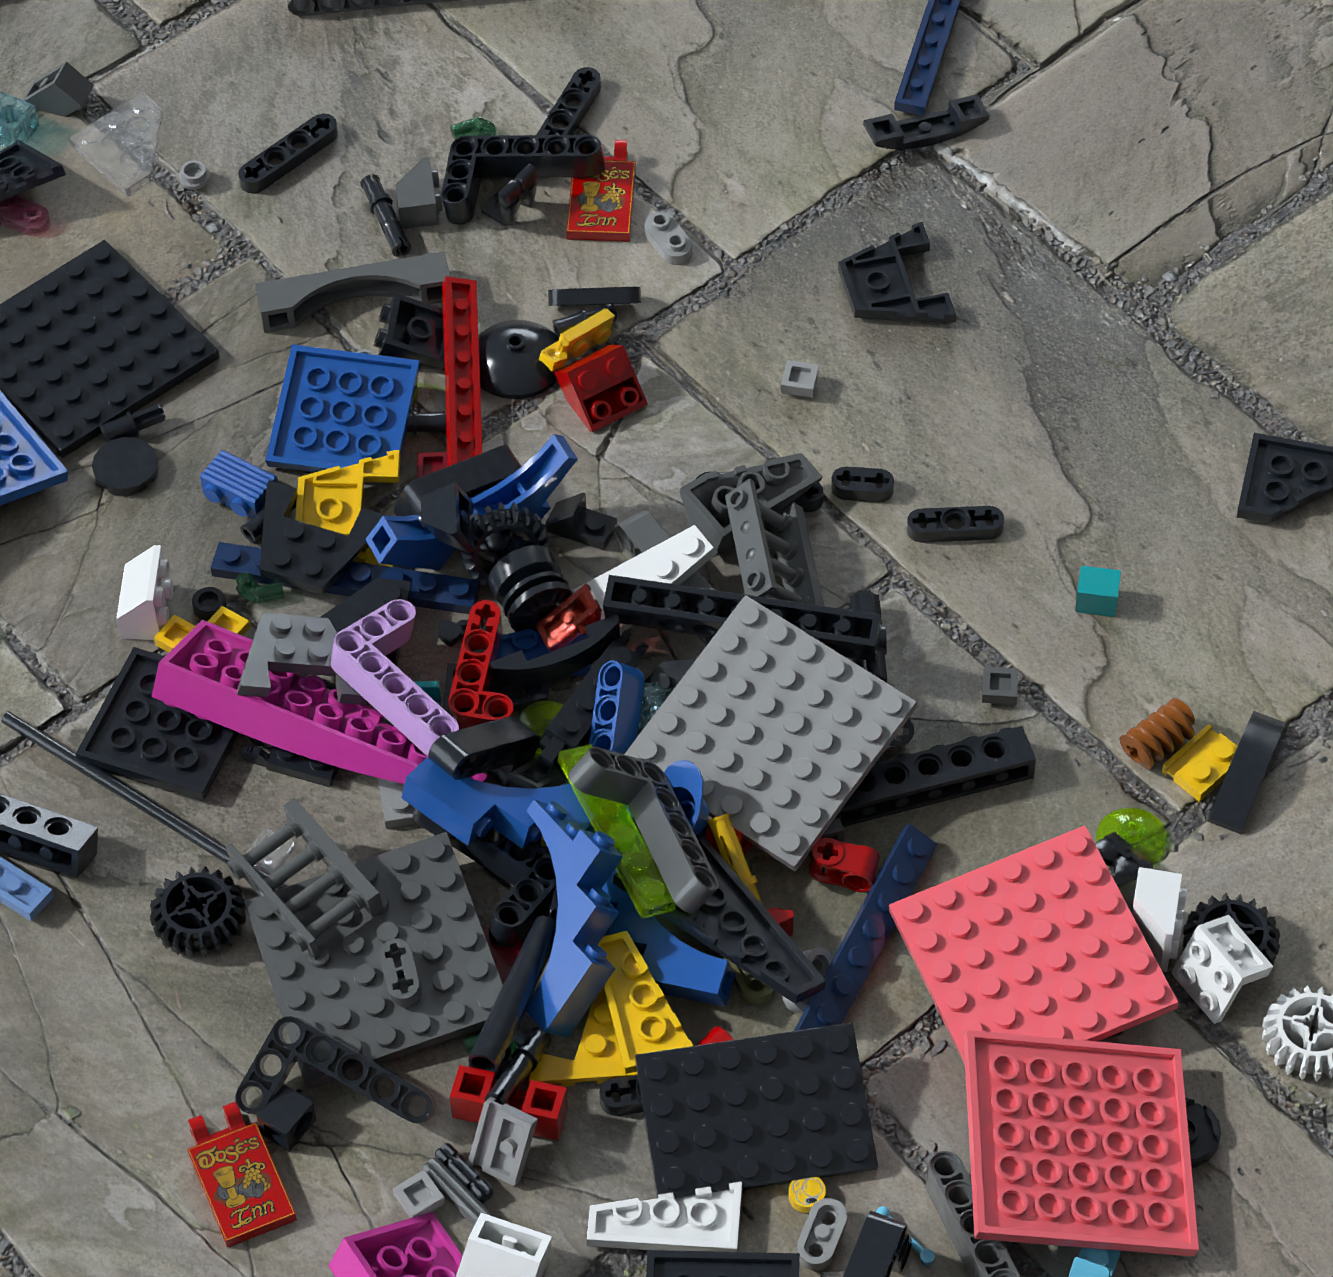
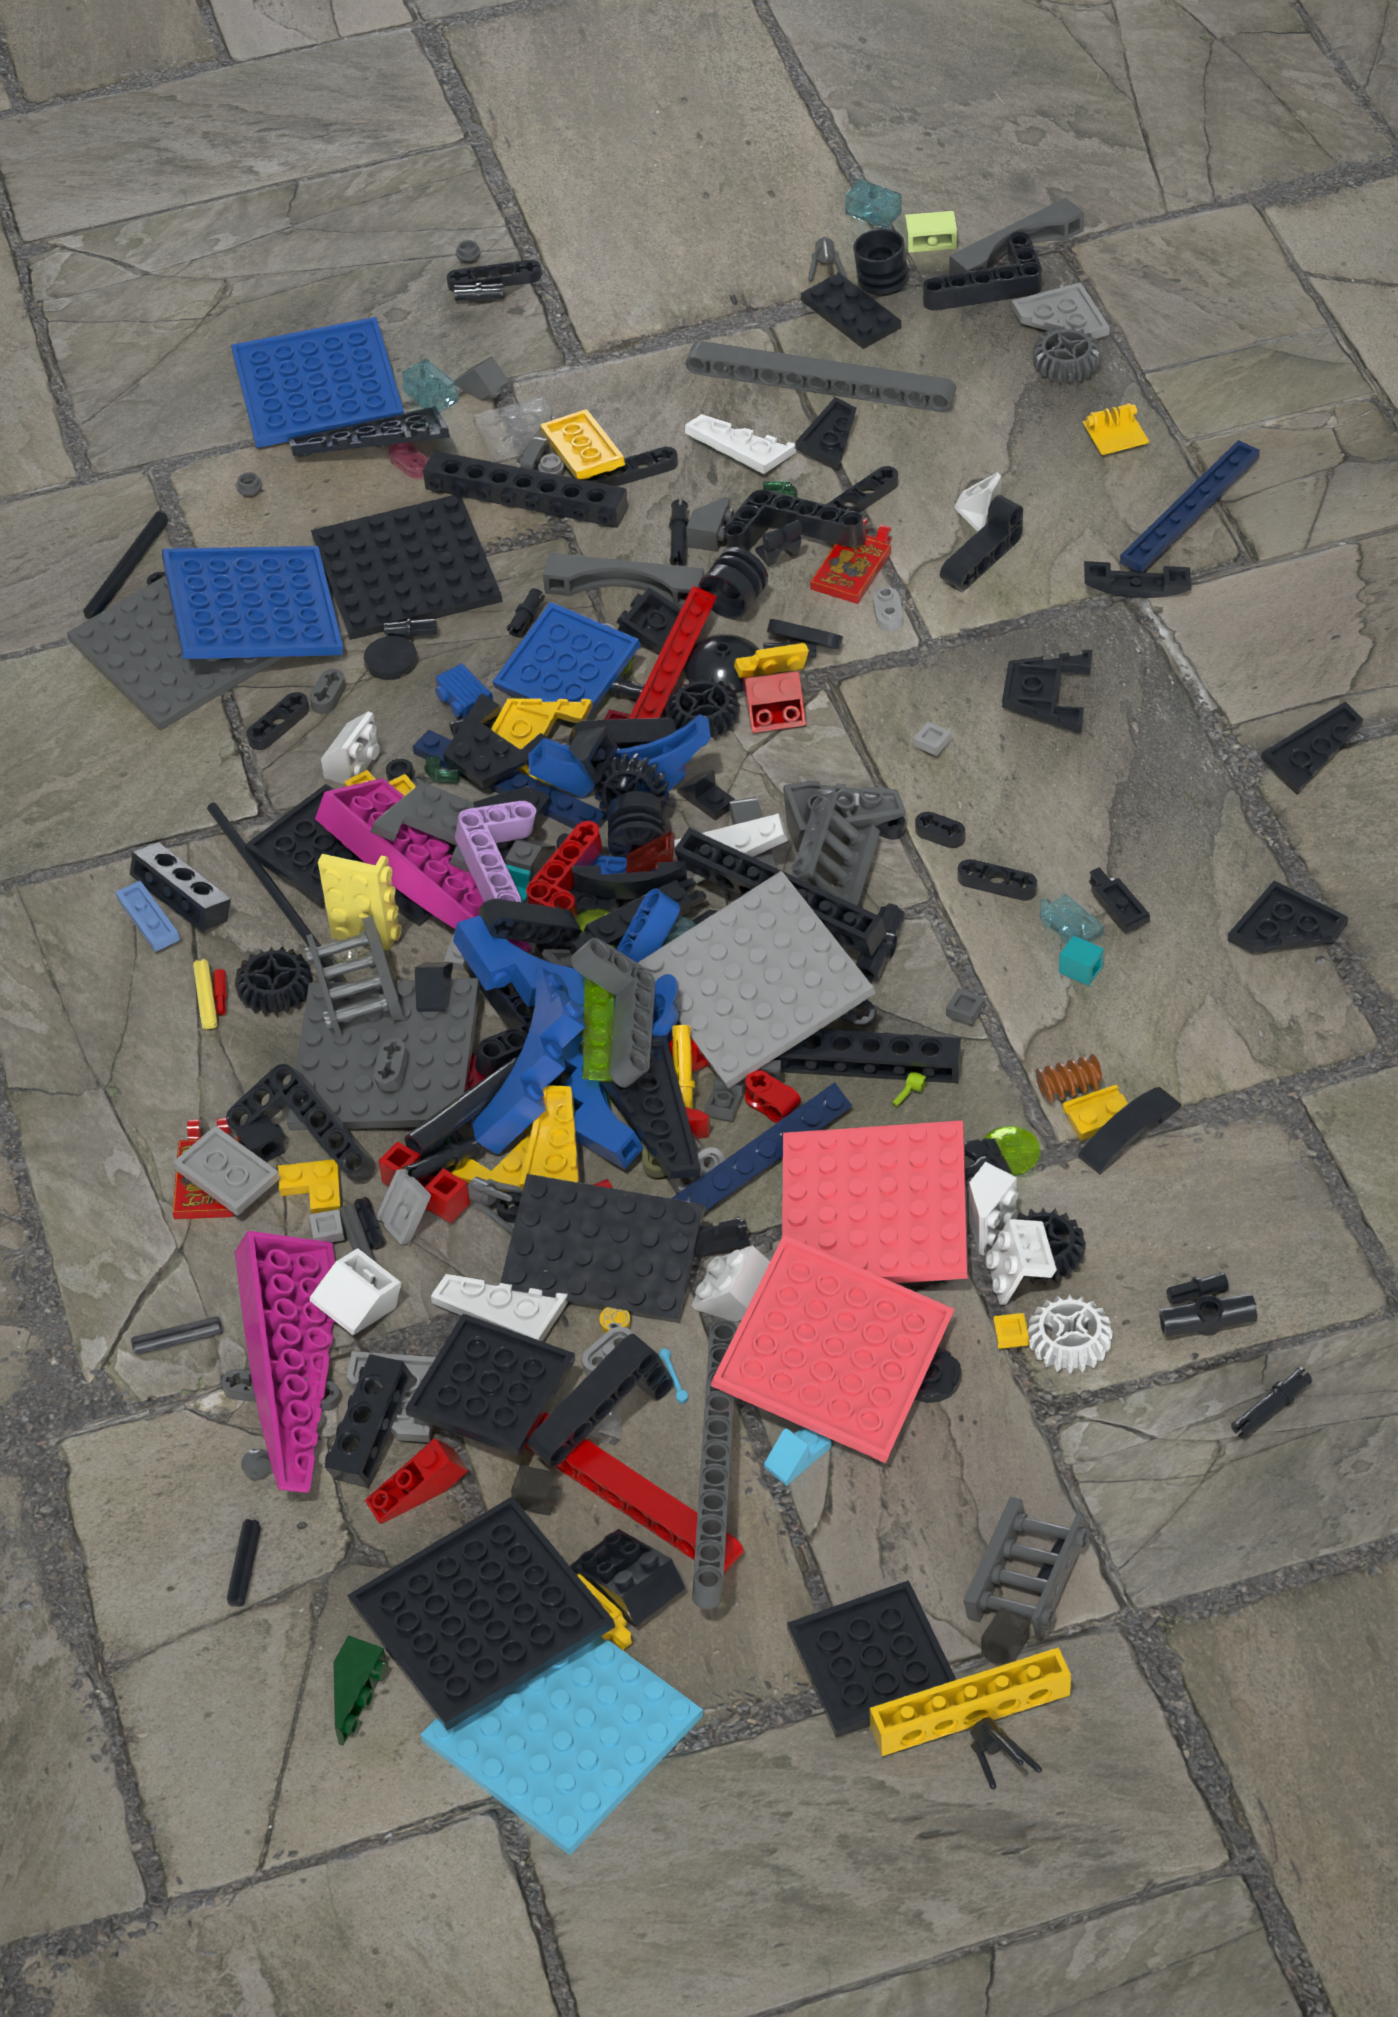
camera: 25 degrees right, 5 degrees down
(32, 599) = (265, 733): none -> black beam
(78, 530) = (322, 690): none -> dark grey beam
(121, 955) = (205, 994): none -> light yellow axle
(136, 944) = (220, 991): none -> red pin
(170, 169) = (537, 449): none -> dark grey beam
(179, 212) = (526, 488): none -> black brick
(221, 139) = (582, 445): none -> yellow plate
(258, 364) = (525, 612): none -> black pin
(263, 779) = (359, 891): none -> light yellow bracket
(268, 1168) = (226, 1170): none -> light grey plate
(375, 1139) = (317, 1179): none -> yellow plate
(398, 87) = (740, 443): none -> white wing
(403, 859) = (432, 986): none -> black slope
(421, 659) = (529, 855): none -> dark grey slope
(491, 255) = (736, 581): none -> black wheel
(495, 47) = (828, 433): none -> black wing
(524, 418) = (707, 699): none -> black gear
(584, 1090) = (487, 1192): none -> dark grey plant
(705, 82) = (975, 501): none -> white slope
(742, 131) = (987, 545): none -> black beam
(791, 887) = (725, 1102): none -> dark grey slope
(880, 1047) = (723, 1237): none -> black hinge
(921, 1103) = (731, 1283): none -> white slope
(991, 794) = (914, 1082): none -> lime hand
(1061, 547) = (1070, 919): none -> clear light blue bracket
(1099, 507) = (1118, 901): none -> black hinge
(1209, 267) = (1309, 749): none -> black wing
(1246, 1051) = (1010, 1330): none -> yellow plate

